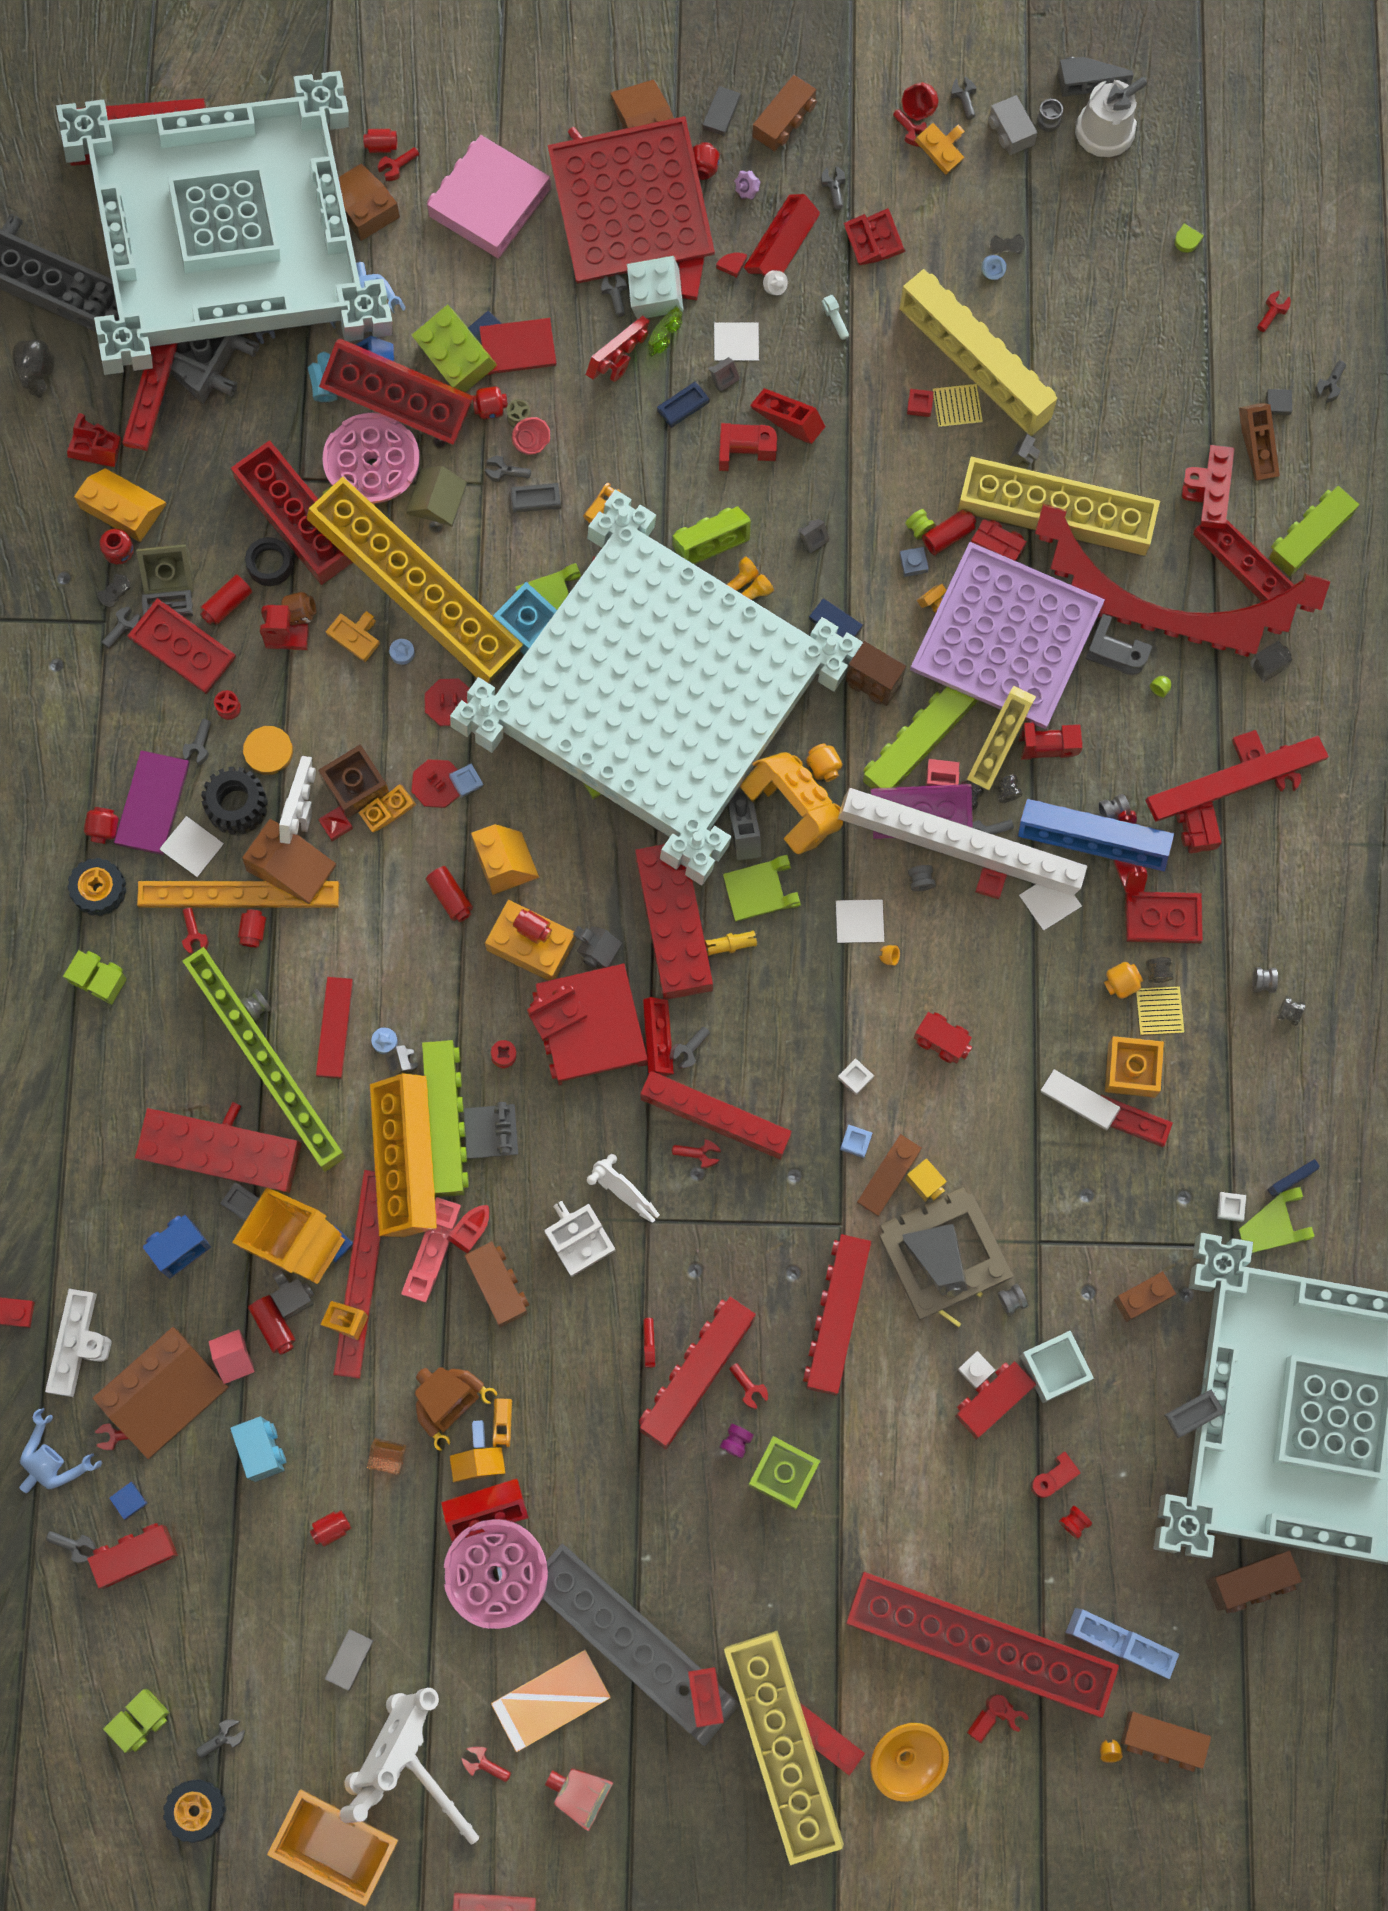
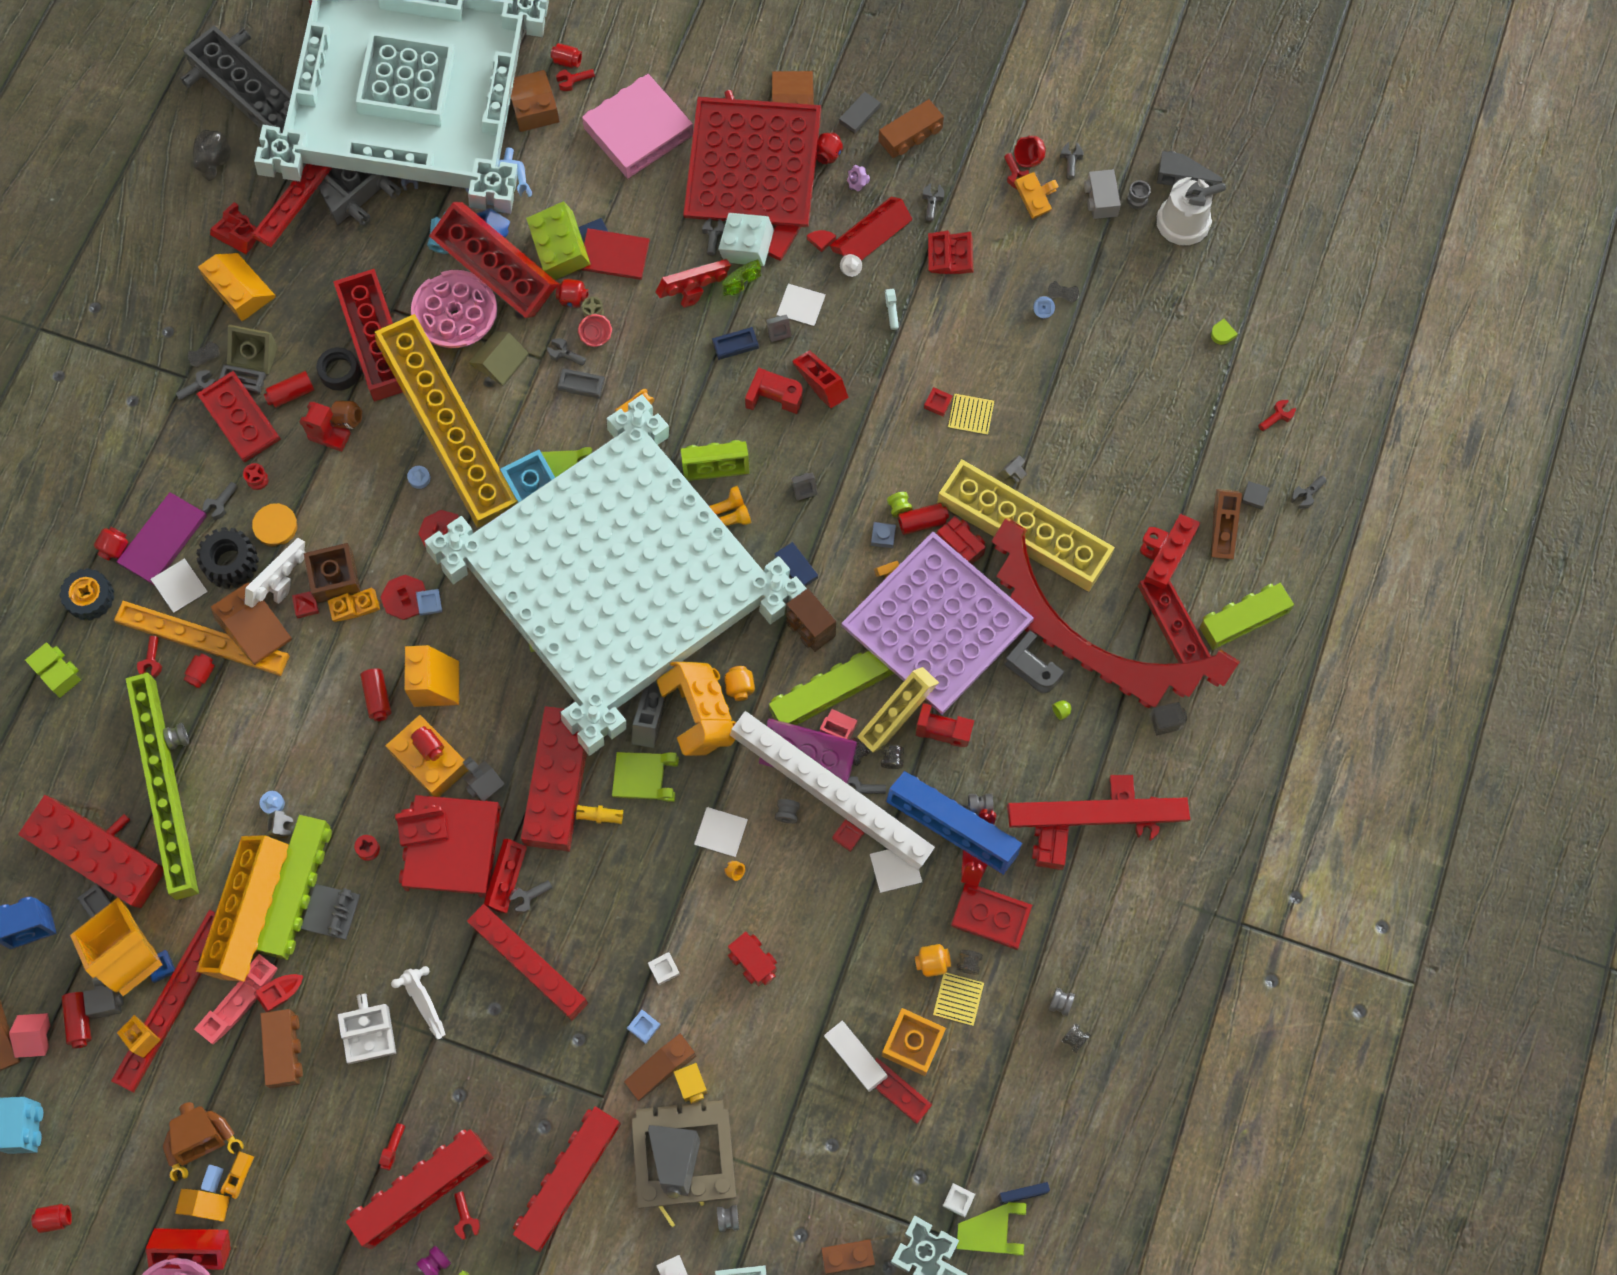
camera: 20 degrees right, 5 degrees down
(116, 546) = (217, 318): red head -> none
(334, 1027) = (234, 778): red tile -> none
(354, 636) = (384, 452): light orange plate -> none
(386, 1456) = (126, 1170): clear orange piece -> none
(698, 1153) = (501, 990): red bar -> none
(978, 352) = (1002, 374): light yellow brick -> none

